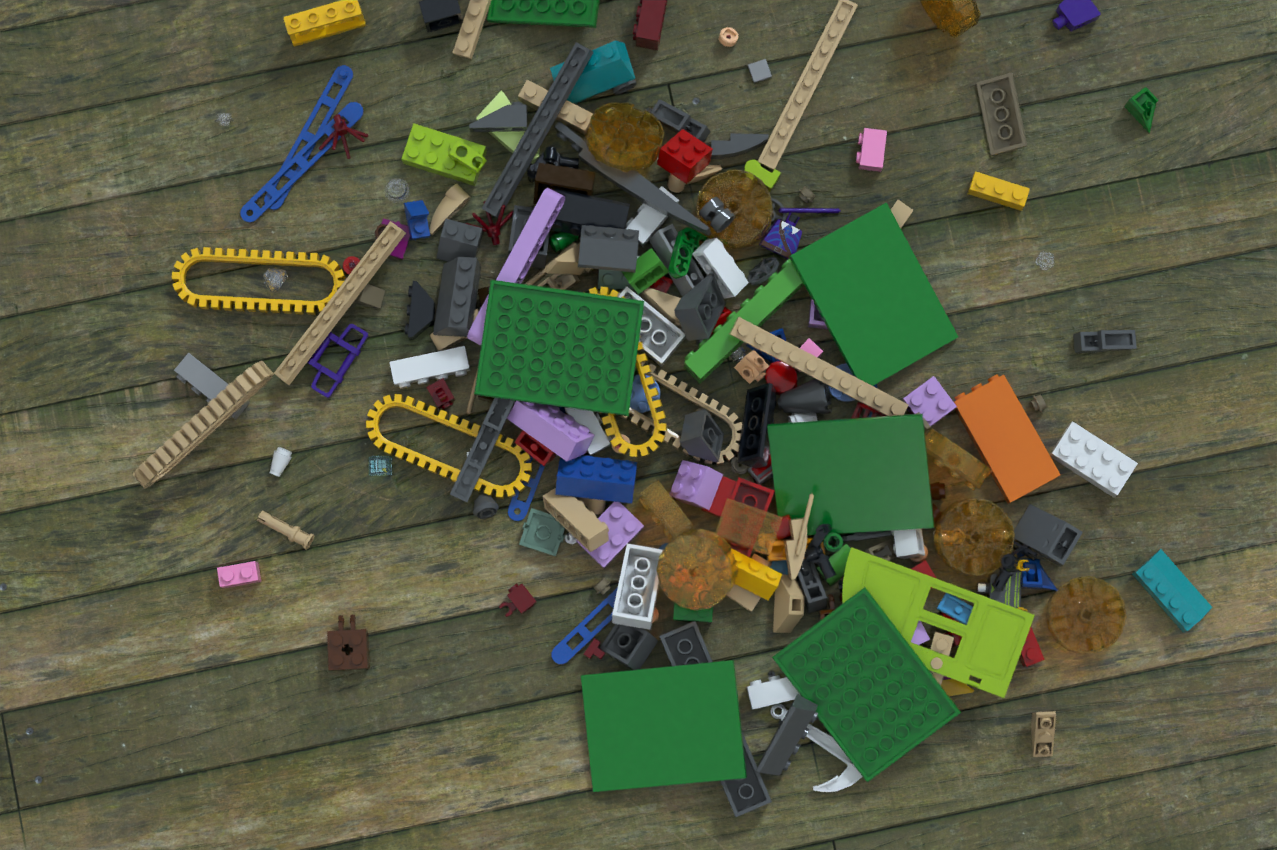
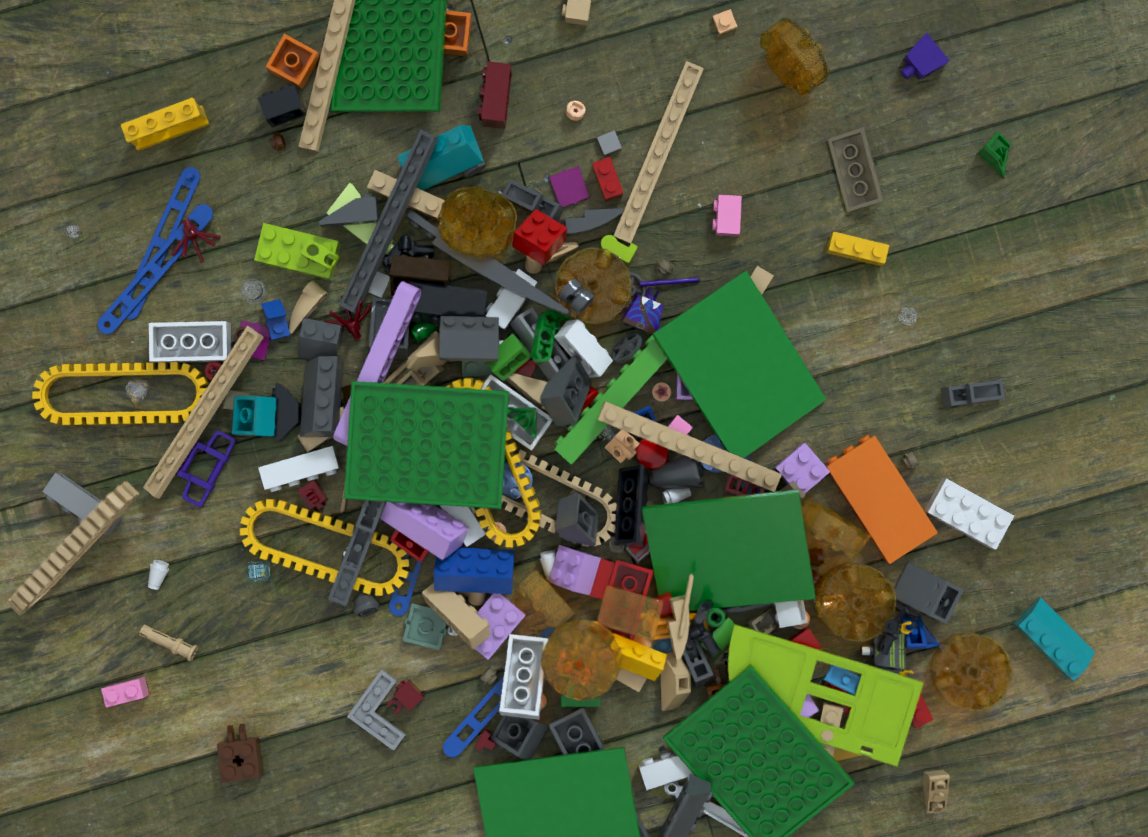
camera: 10 degrees left, 5 degrees up
(331, 234) = (189, 341): none -> white brick
(389, 310) = (254, 415): none -> teal brick
(432, 46) = (278, 141): none -> reddish brown plate
(476, 610) = (368, 719): none -> light grey plate
(521, 193) = (379, 284): none -> white sticker
(658, 330) = (525, 418): none -> green slope
(669, 475) = (547, 560): none -> white cone
(717, 111) = (569, 187): none -> magenta piece
(755, 106) = (607, 179): none -> red brick
(794, 318) = (661, 392): none -> light nougat tile

